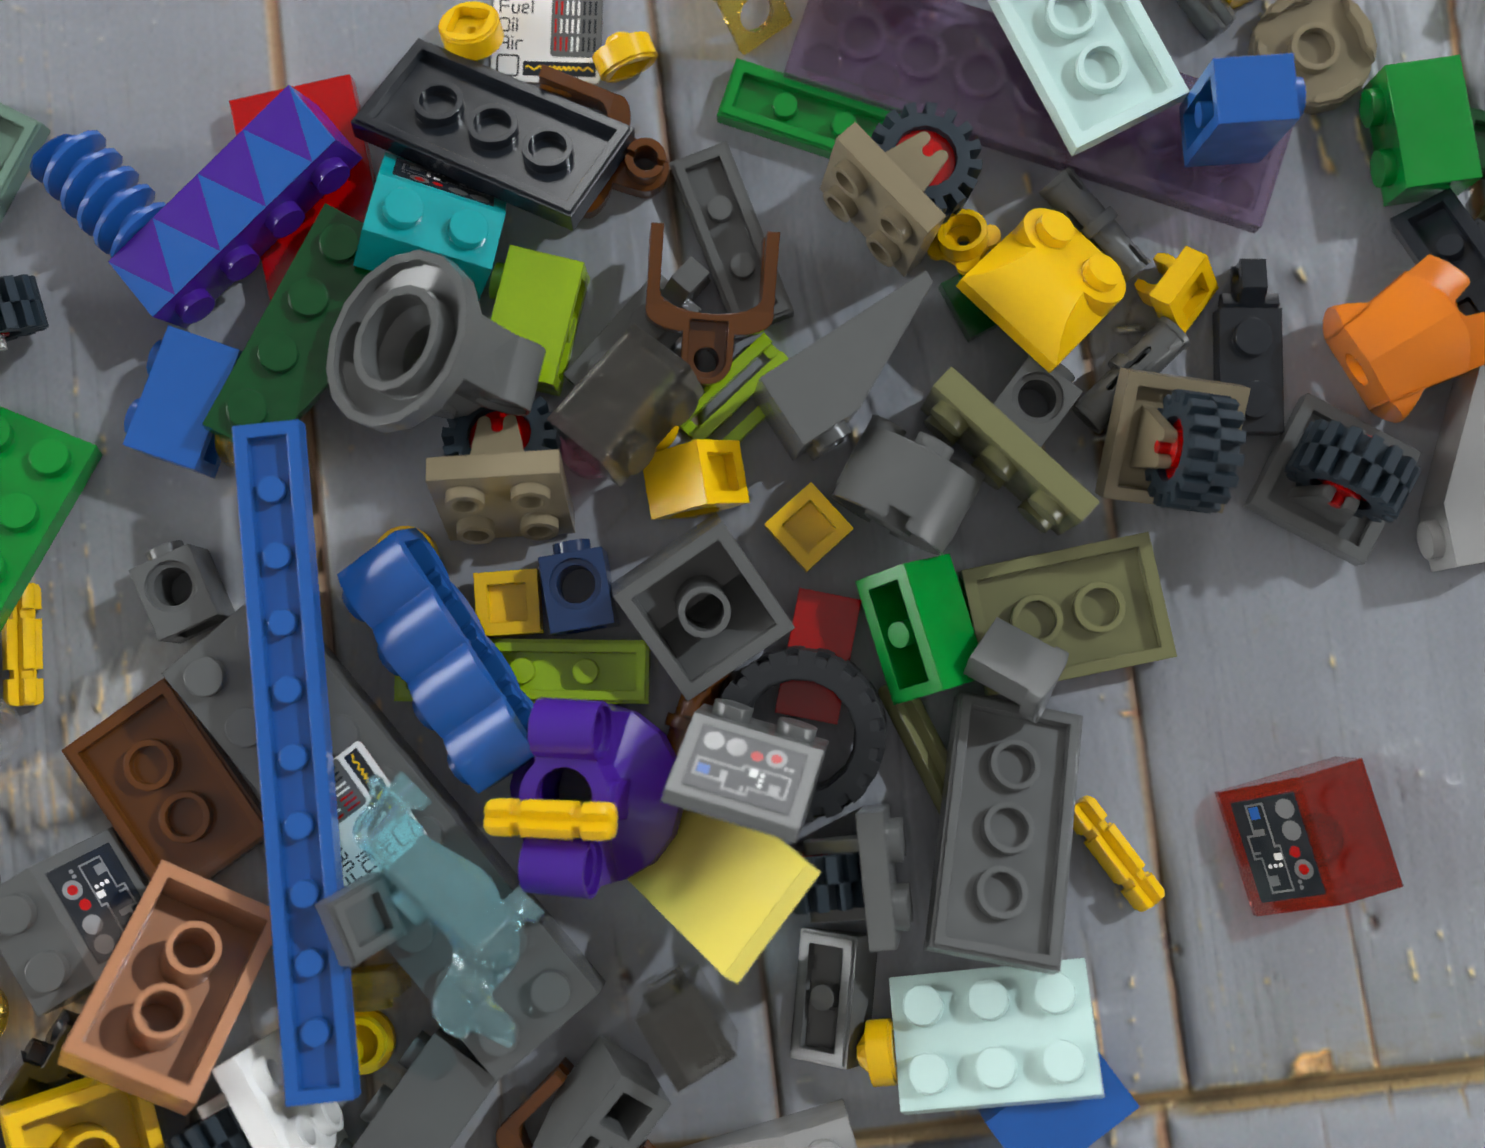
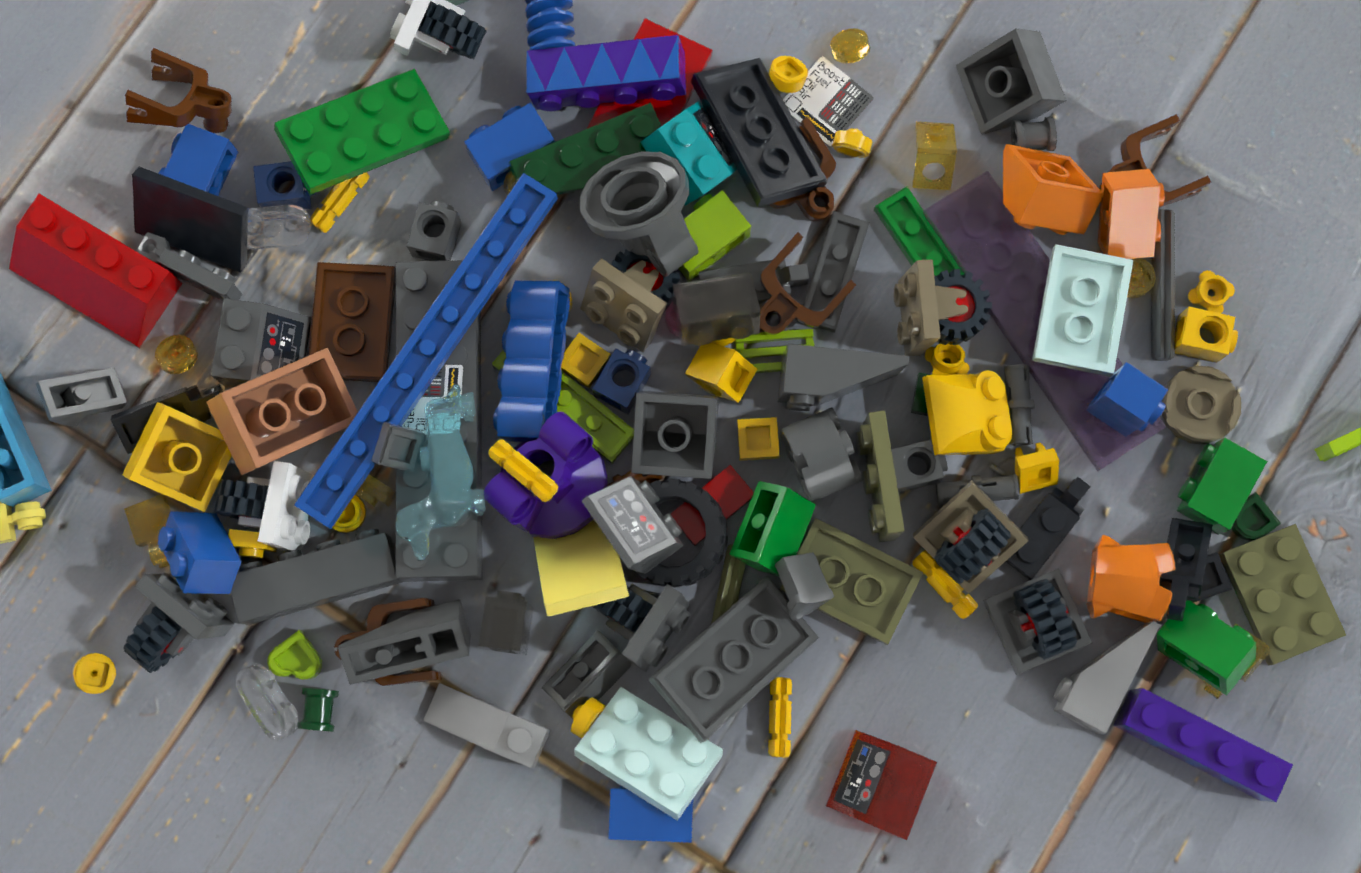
camera: 35 degrees right, 5 degrees down
(1223, 530) = (945, 585): none -> yellow axle

